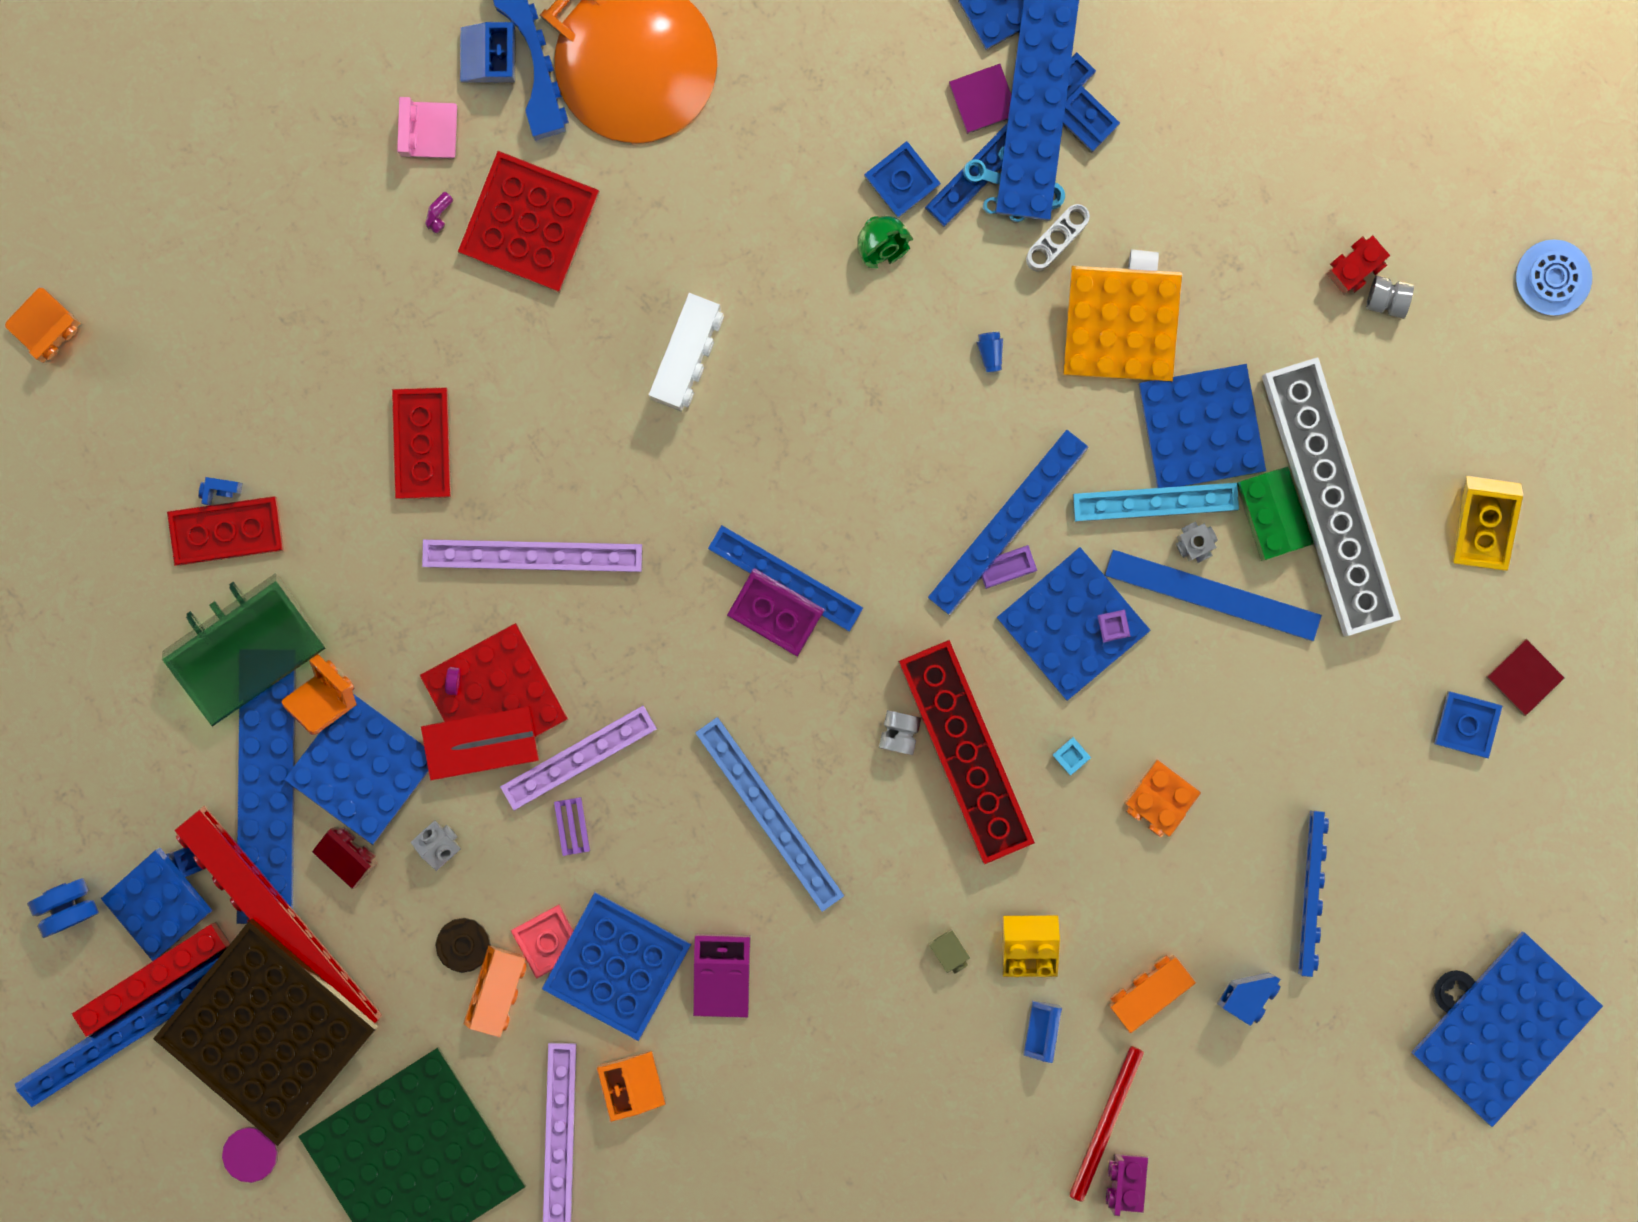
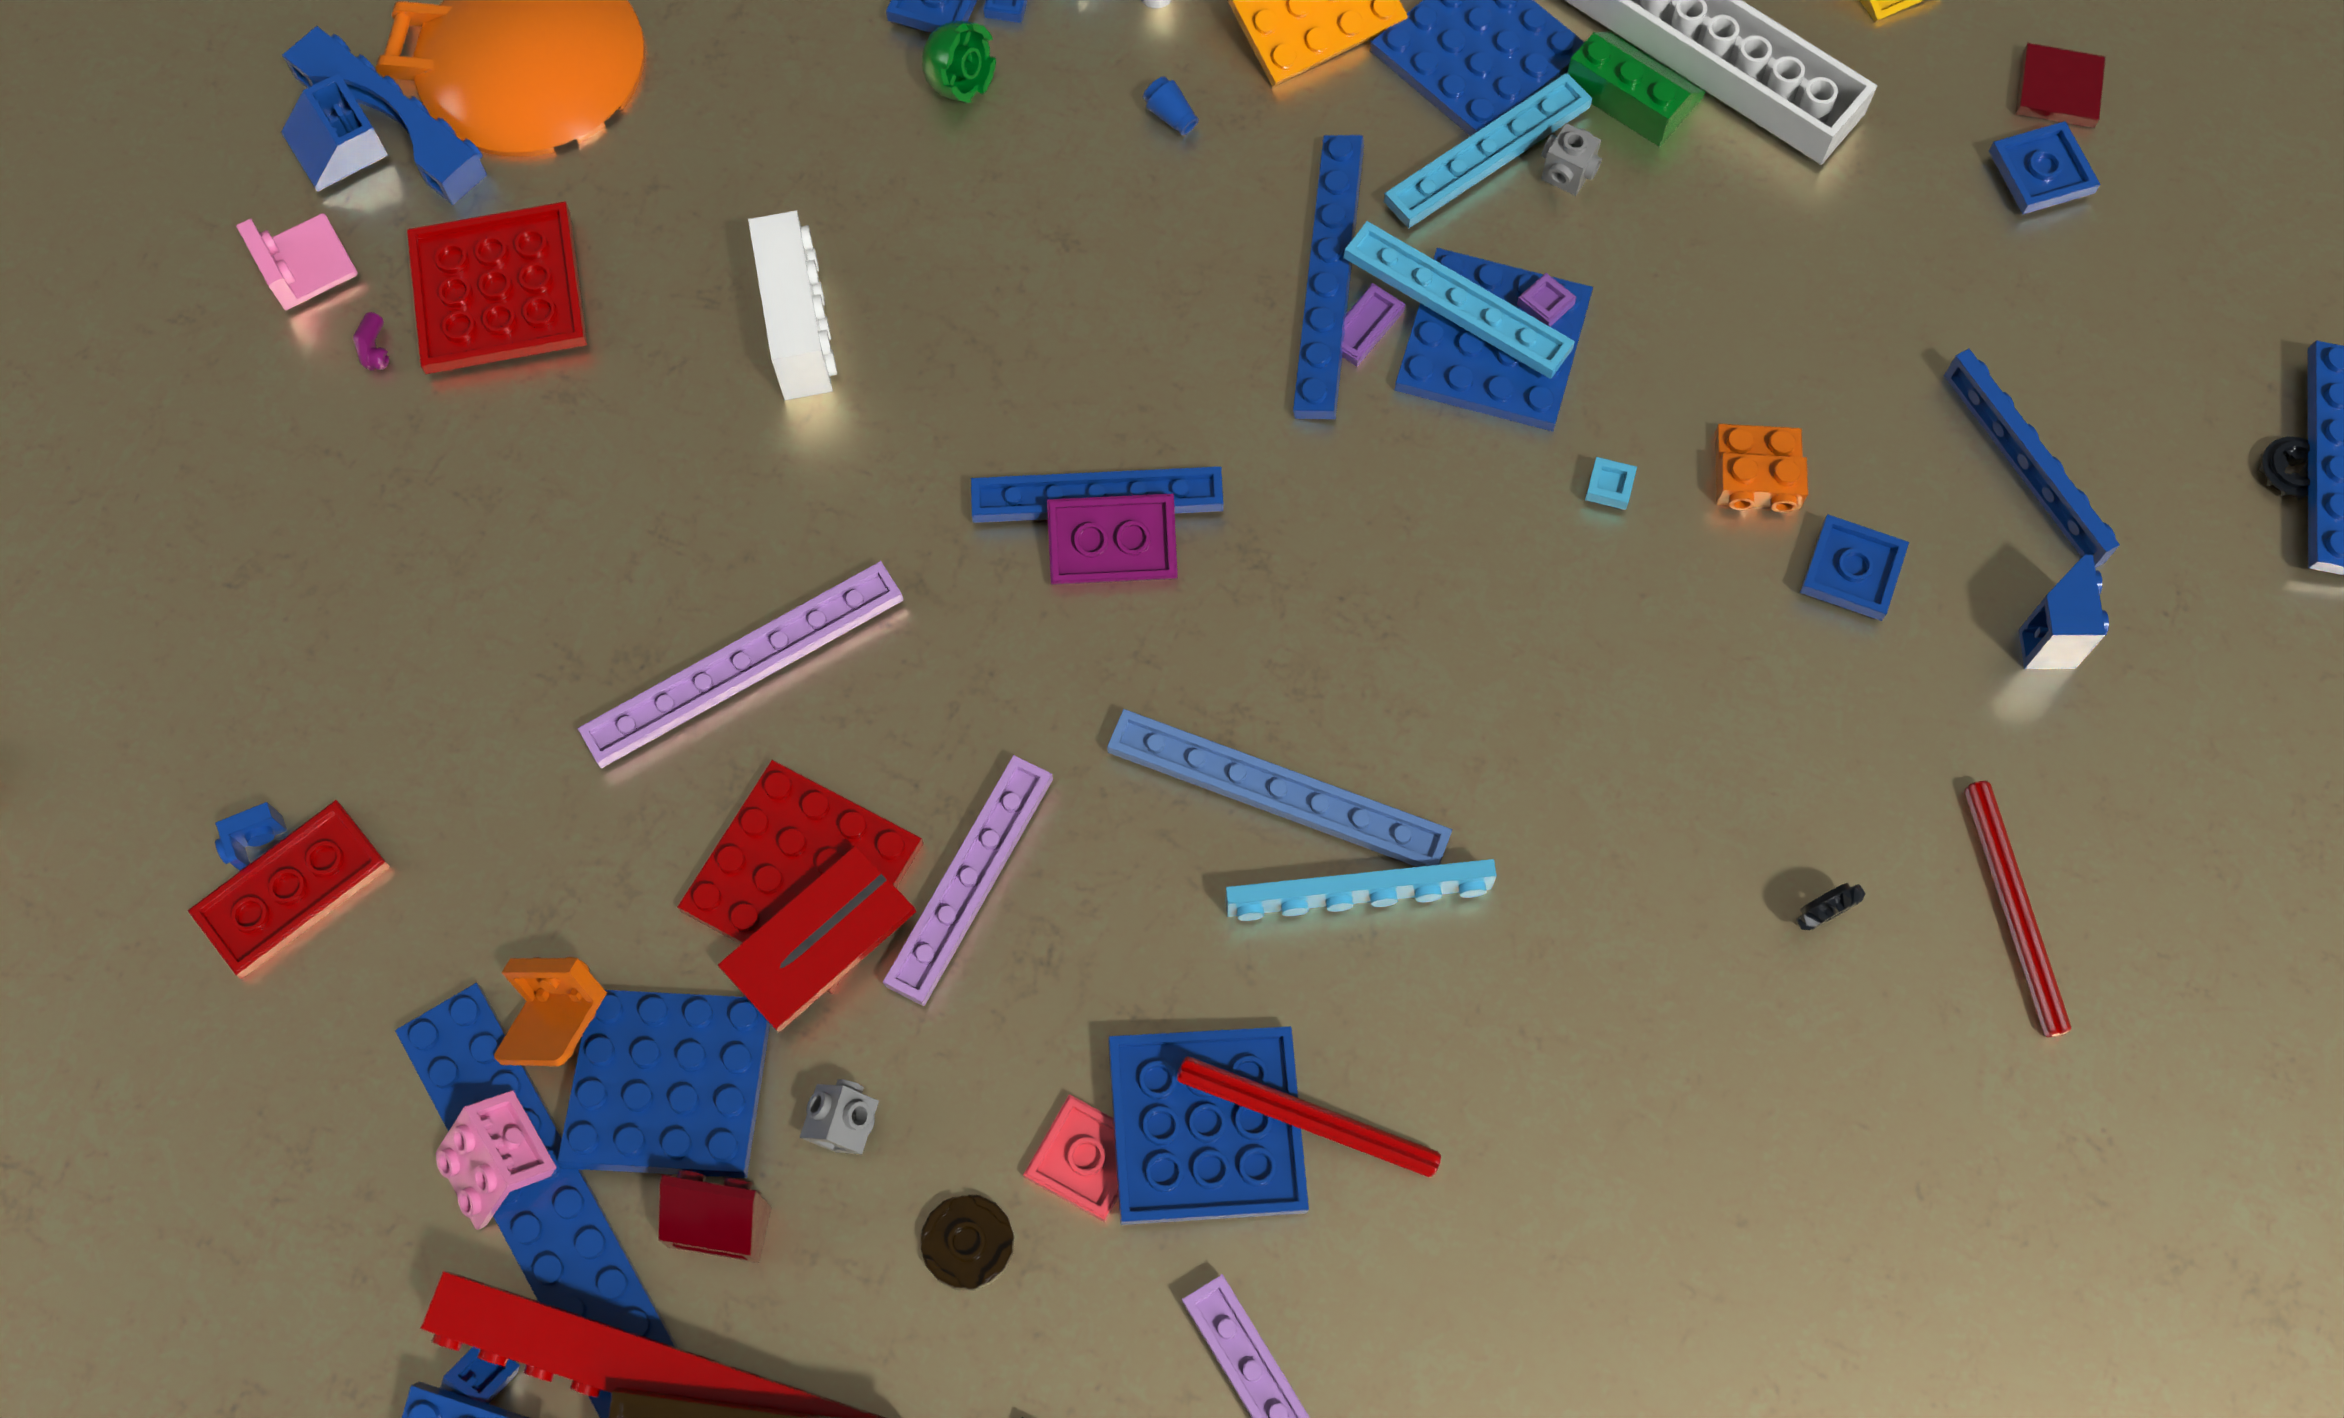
camera: 30 degrees left, 20 degrees down
(242, 648) = (392, 1018): clear green piece -> none
(253, 754) = (491, 1154): none -> bright pink bracket
(421, 443) = (506, 616): red plate -> none
(452, 681) = (726, 875): magenta tile -> none
(495, 991) = (1055, 1273): orange brick -> none
(575, 849) = (994, 949): medium lavender tile -> none
(631, 1086) = (1340, 1282): orange slope -> none
(667, 996) = (1309, 1116): none -> red axle
(721, 975) = (1362, 1039): magenta slope -> none
(784, 901) = (1342, 891): none -> medium azure plate
(900, 732) = (1374, 578): light grey wheel -> none
(950, 952) = (1643, 813): olive brick -> none
(966, 752) = (1478, 551): red brick -> none
(1006, 1063) = (1830, 906): none -> black gear
(1031, 946) = (1741, 739): yellow slope -> none
(1042, 1031) = (1843, 834): blue tile -> none
(1062, 594) = (1459, 299): none -> medium azure plate
(1128, 1183) = (2106, 966): magenta bracket -> none
(1151, 992) = (1938, 700): orange brick -> none
(1166, 891) = (1854, 567): none -> blue plate
(1213, 595) = (1634, 210): blue tile -> none

